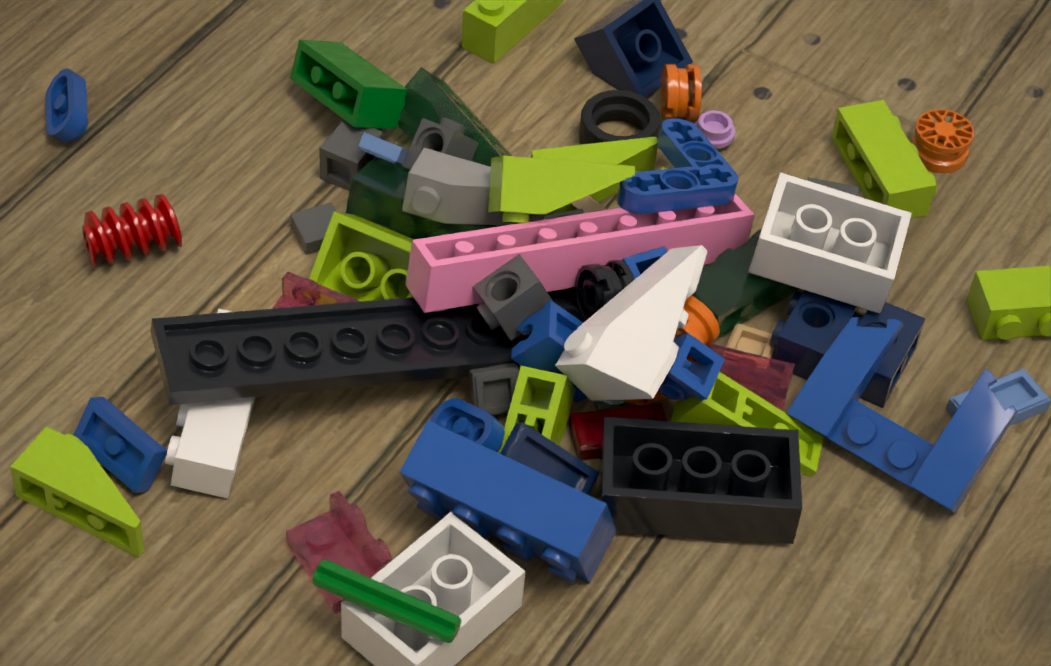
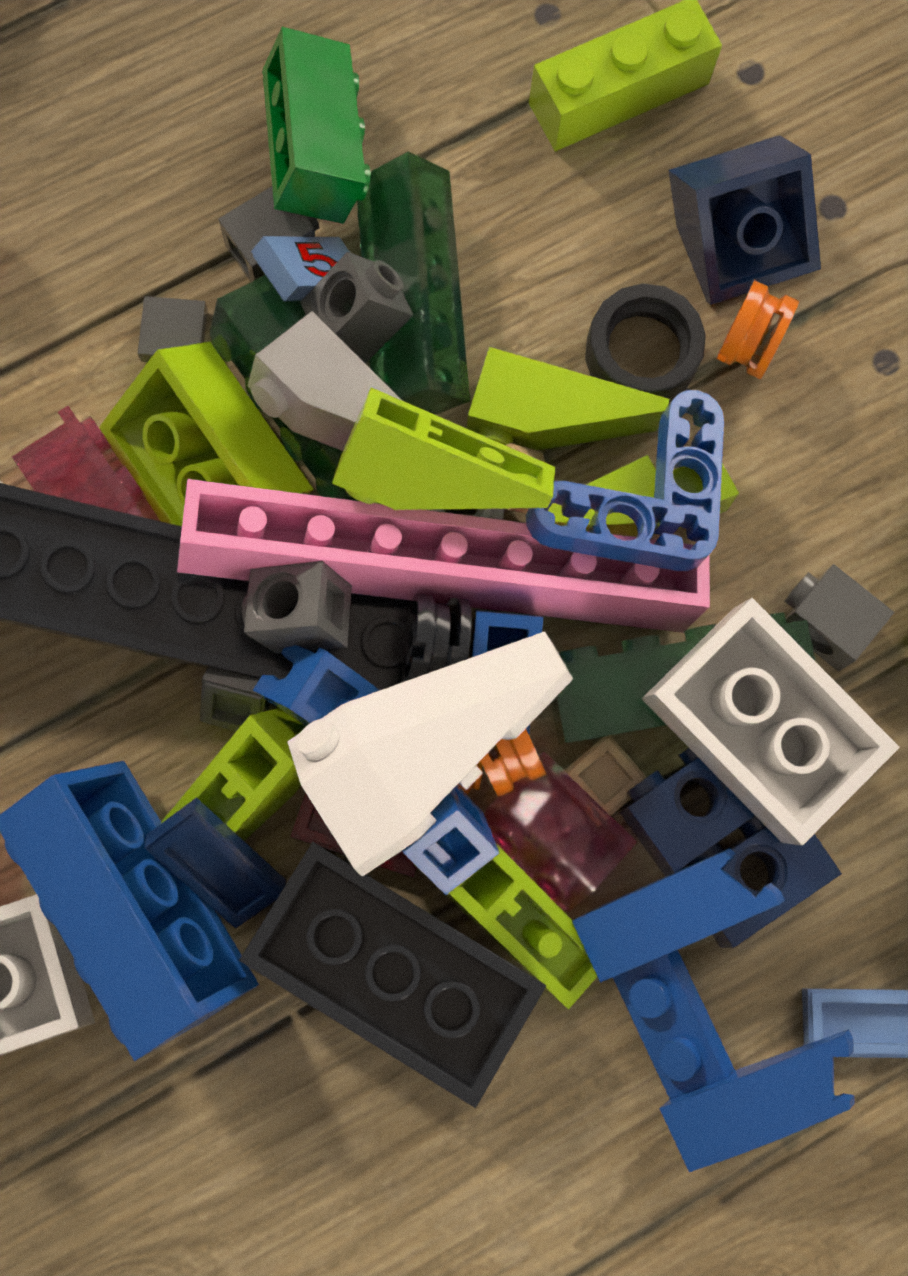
camera: 25 degrees right, 30 degrees up
(470, 423) = (156, 753): blue plate -> none
(717, 128) = (772, 405): lavender plate -> none

